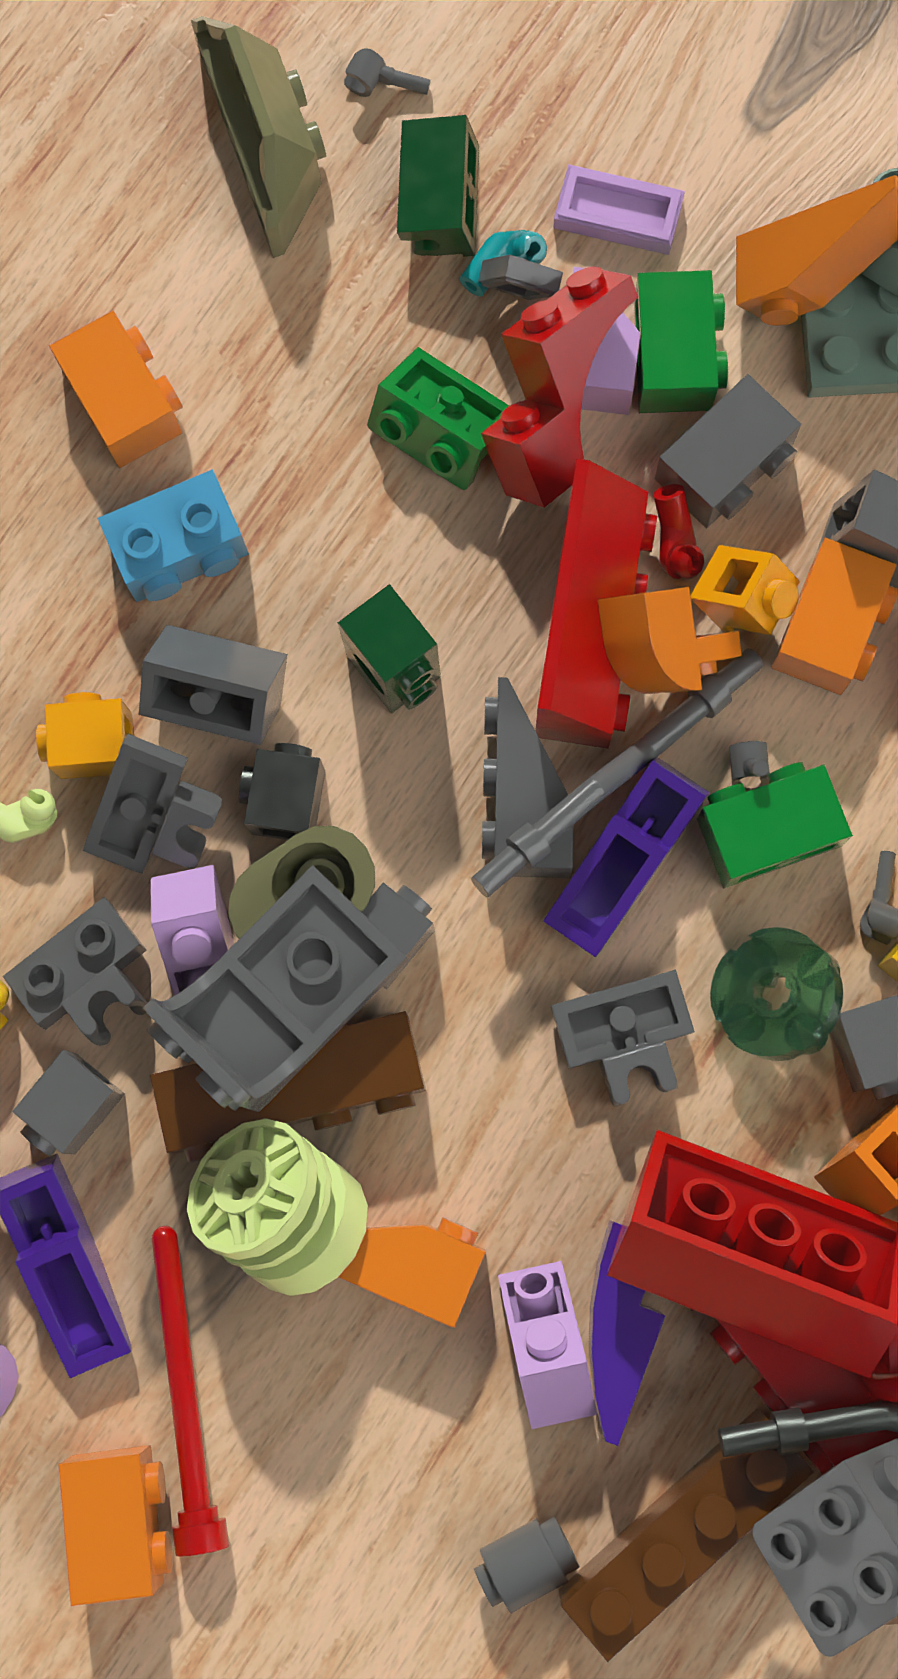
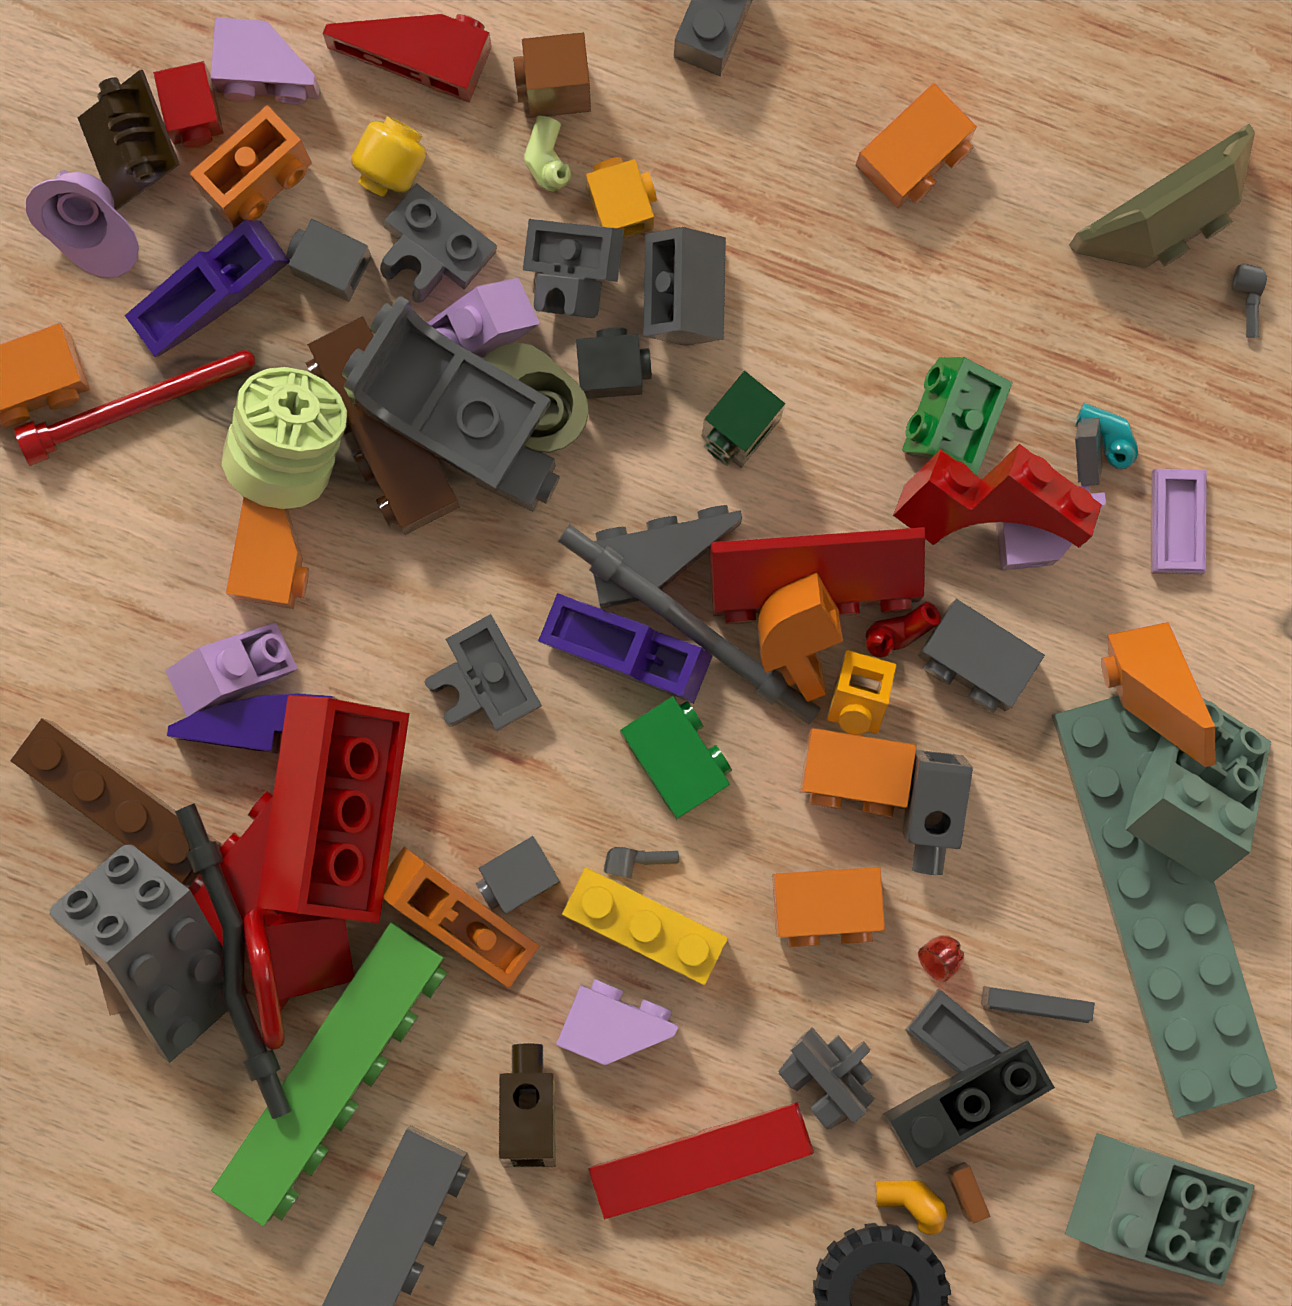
camera: 65 degrees right, 5 degrees up
(174, 537) = (800, 225): dark azure brick -> none
(438, 186) = (1158, 366): dark green hinge -> none
(526, 1564) = (66, 690): dark grey brick -> none
(678, 341) = (1067, 594): green brick -> none
(749, 759) = (725, 730): dark grey hand -> none
(802, 1021) = (544, 813): clear green plate -> none

